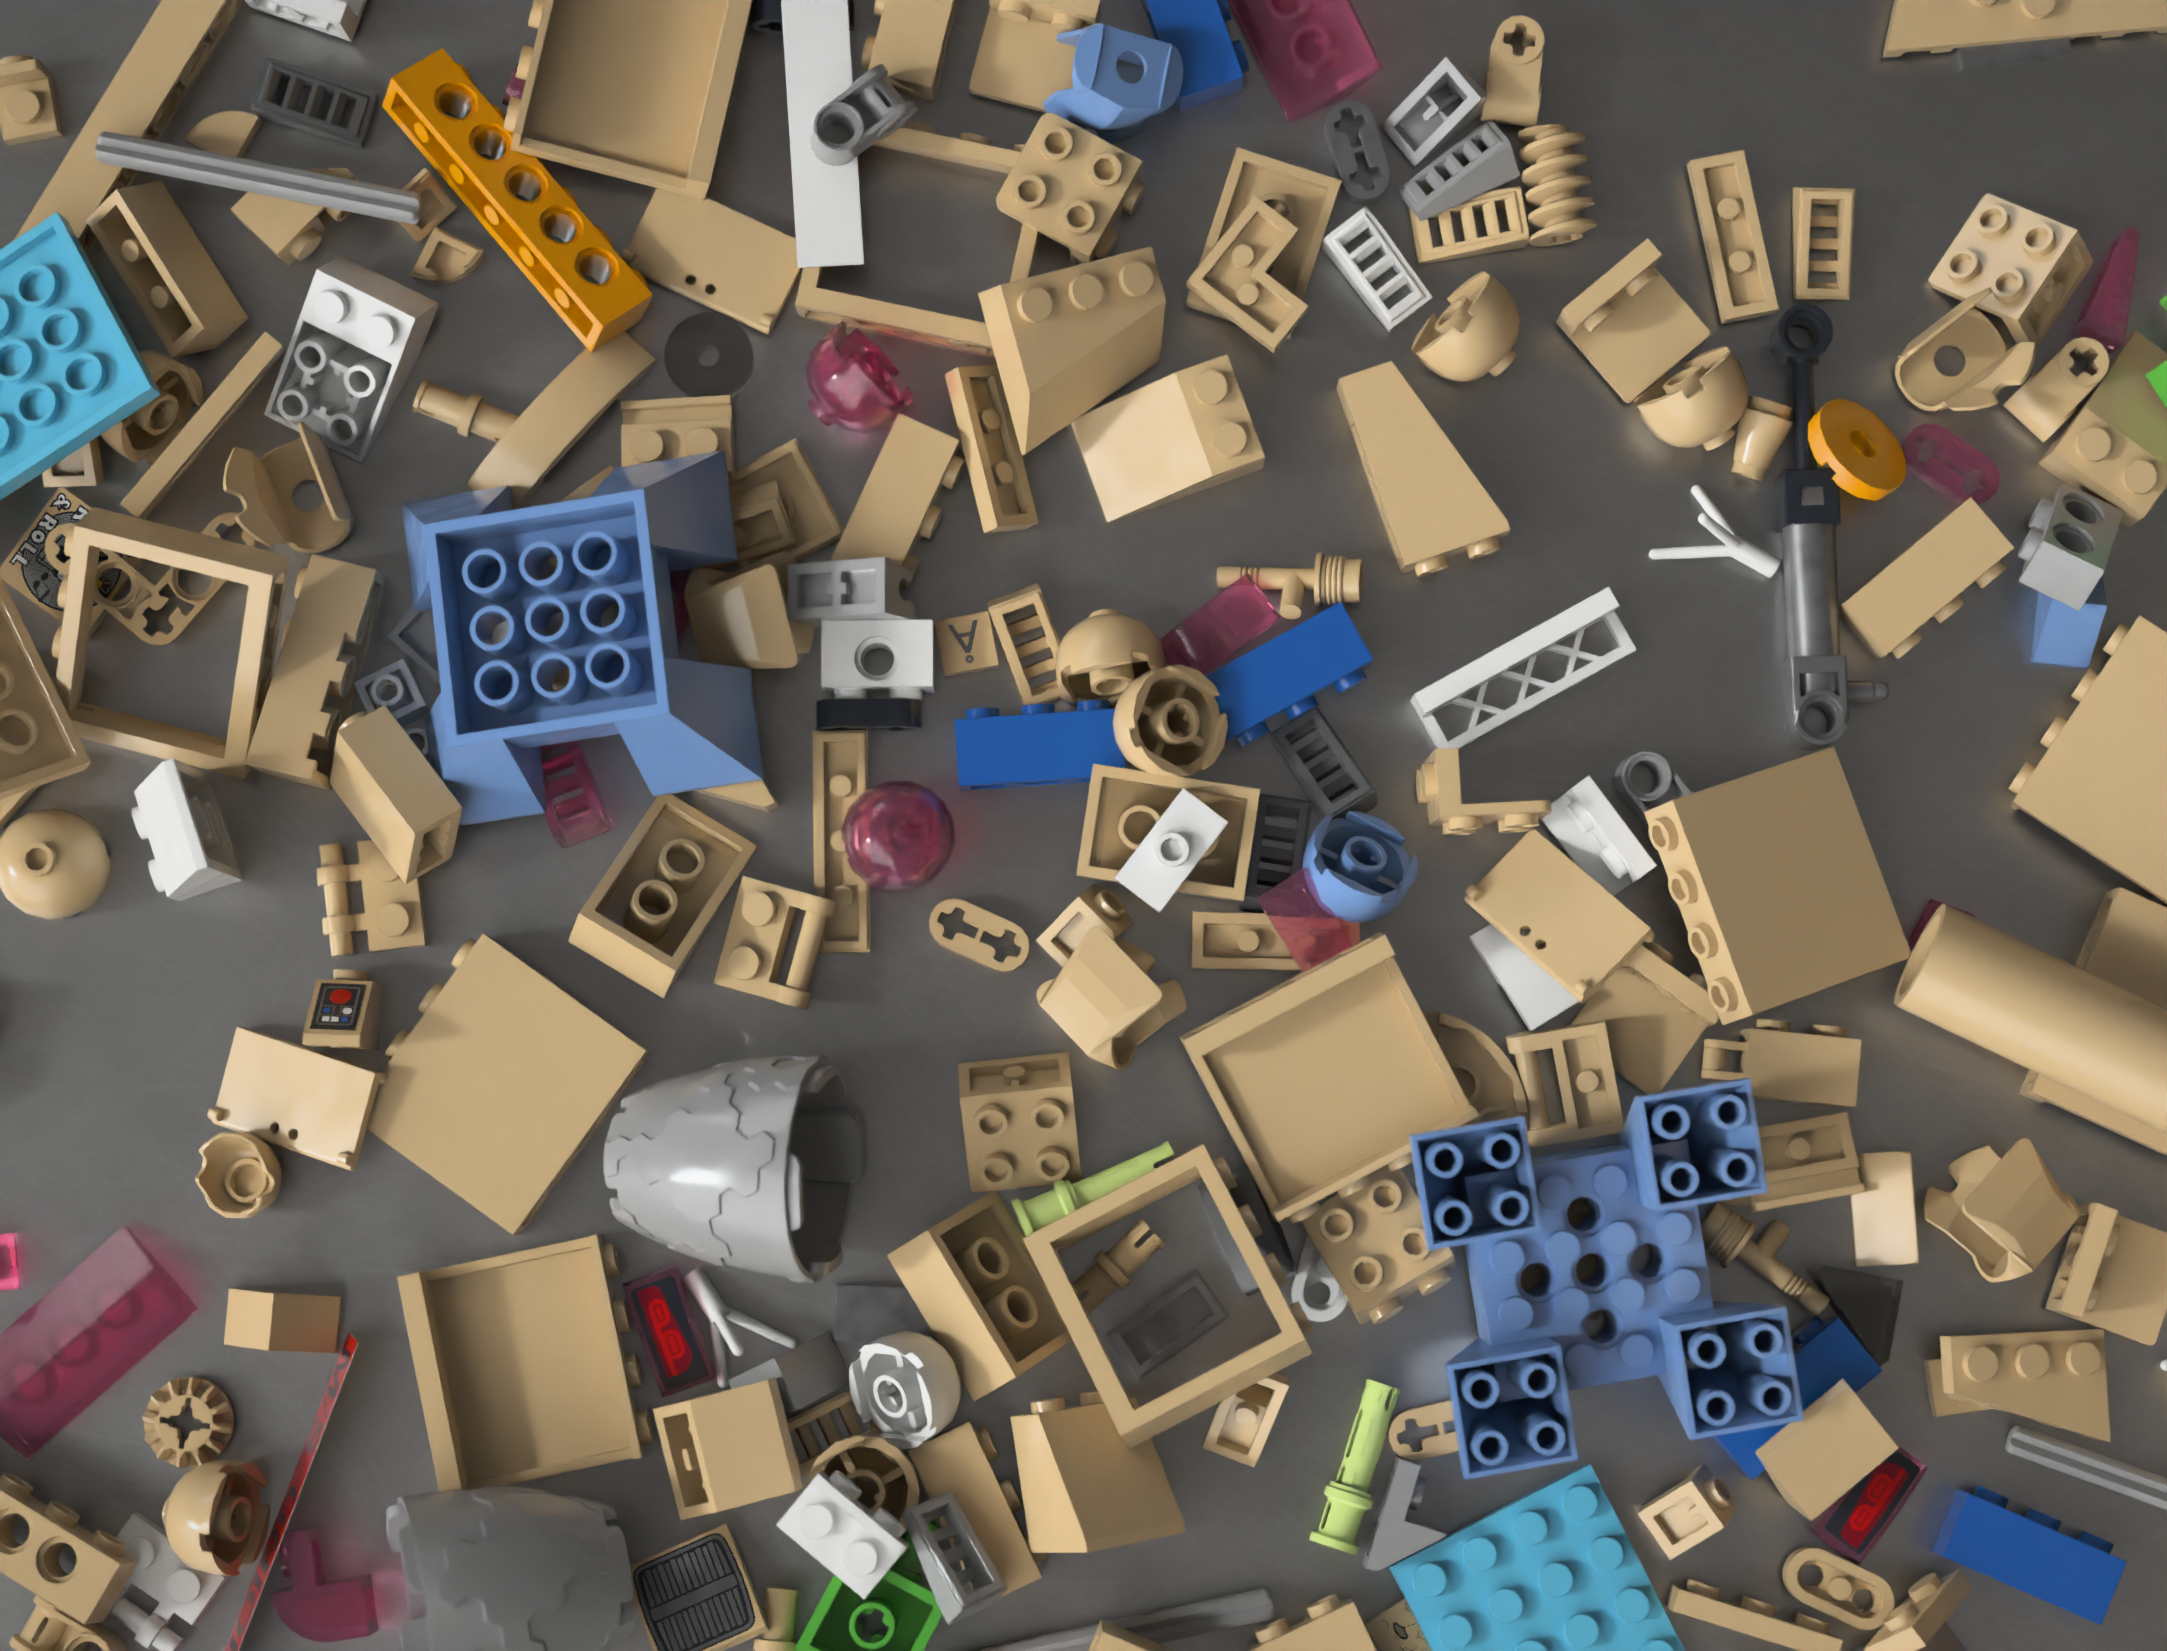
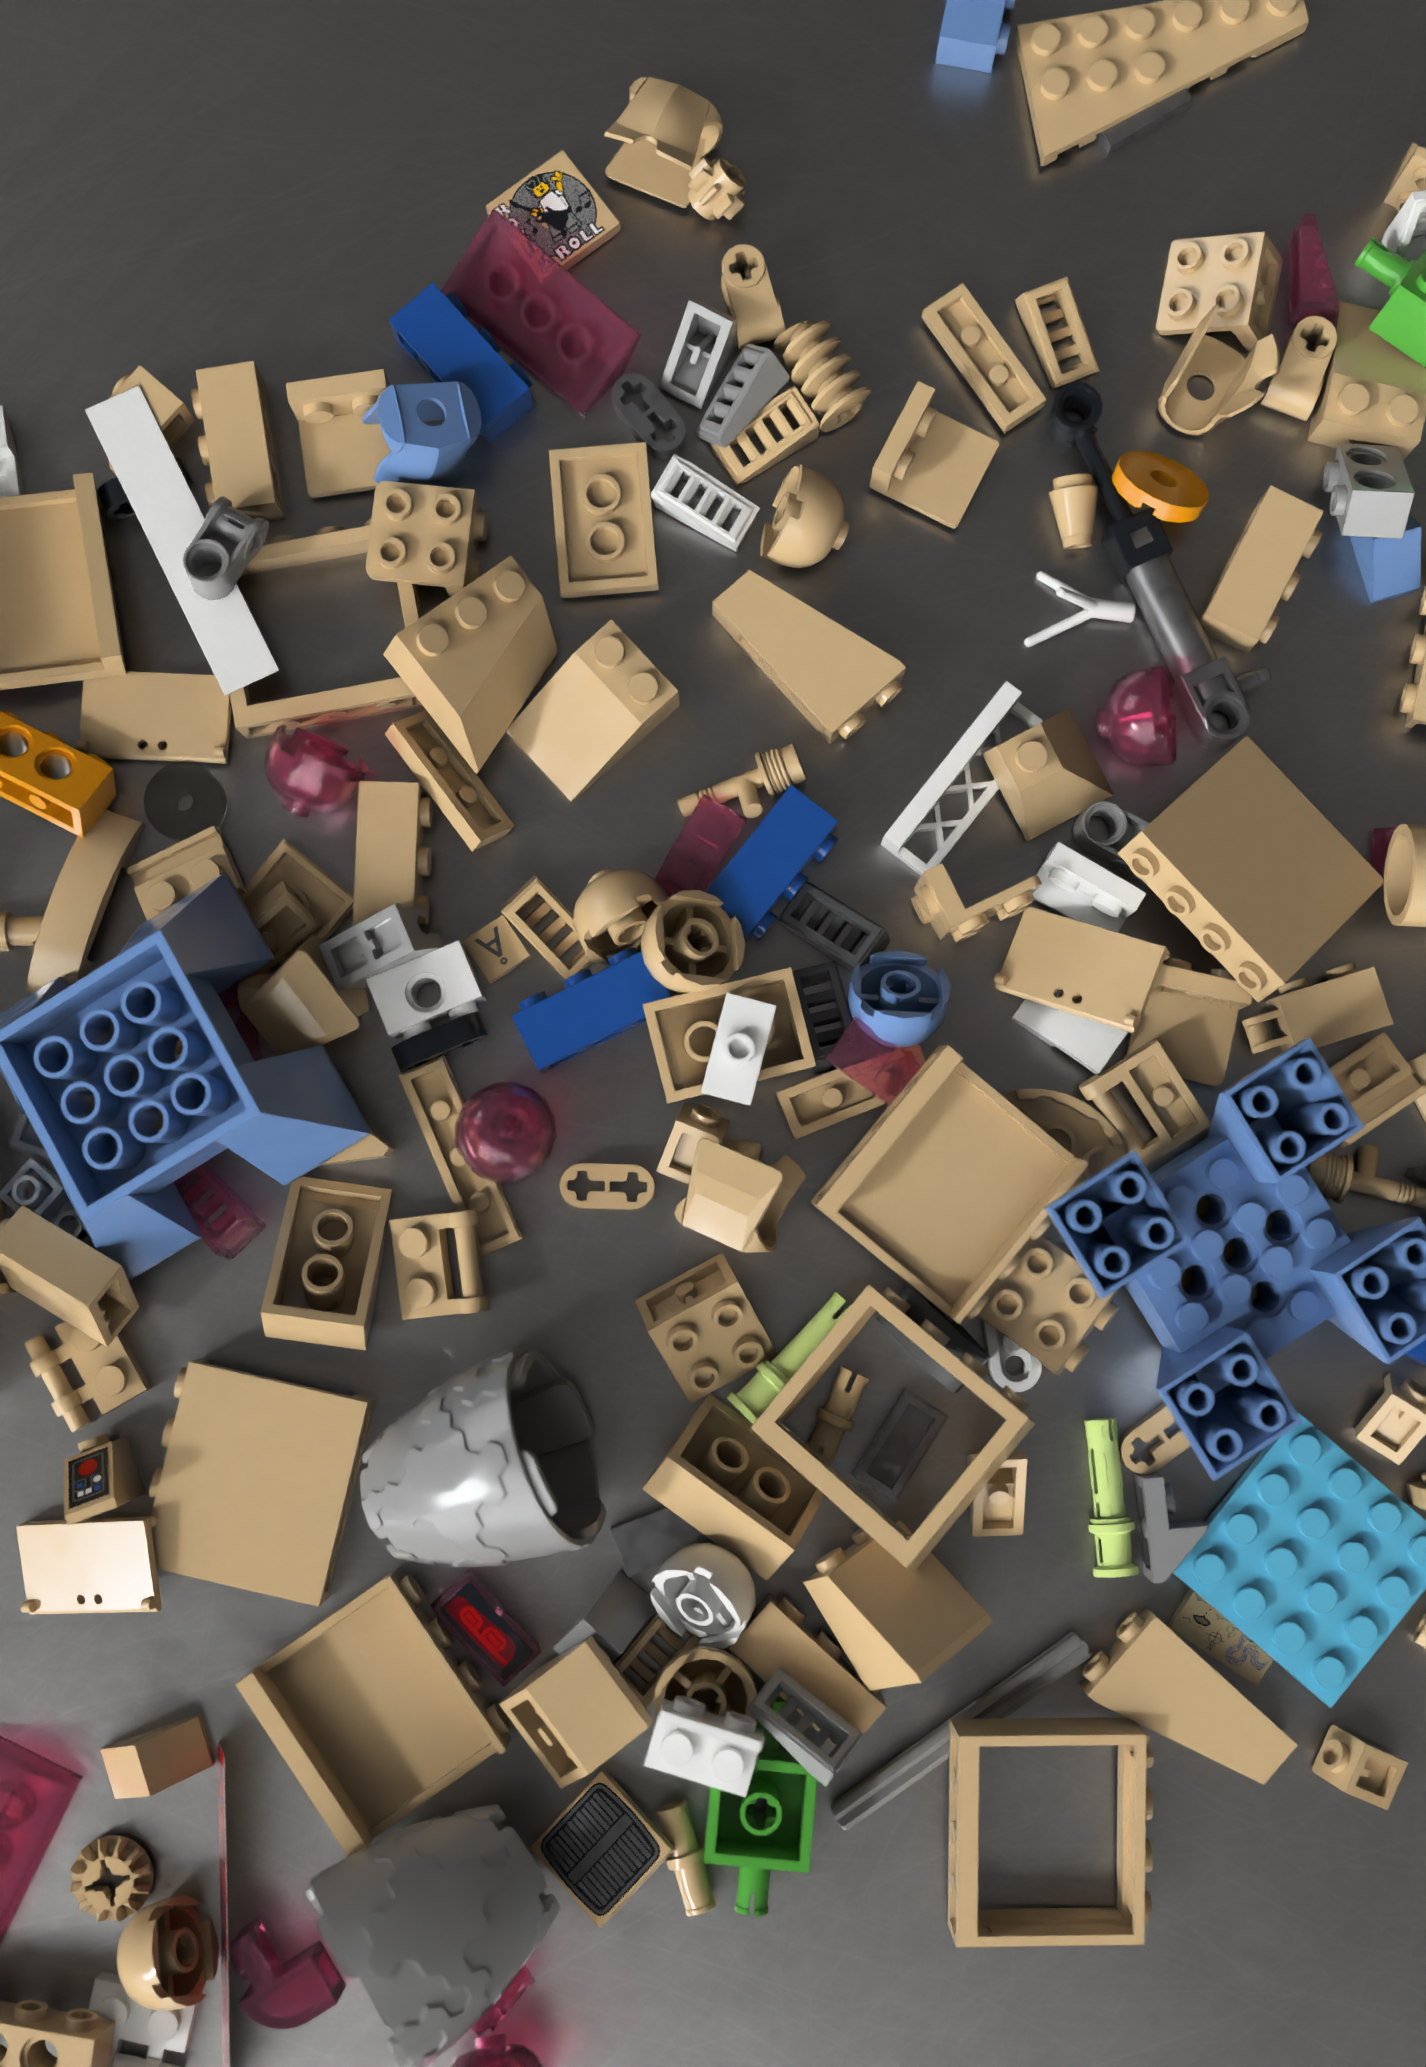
camera: 20 degrees left, 0 degrees up
(239, 1174) = (67, 1651): tan hair -> none
(718, 1316) = (532, 1613): white plant -> none
(1237, 280) = (594, 556): tan plate -> none
(1613, 700) = (1047, 774): none -> tan slope
(1697, 402) = (1014, 501): tan cylinder -> none
(1733, 683) = (1140, 718): none -> clear pink cylinder
(1957, 455) = (1237, 466): clear pink beam -> none

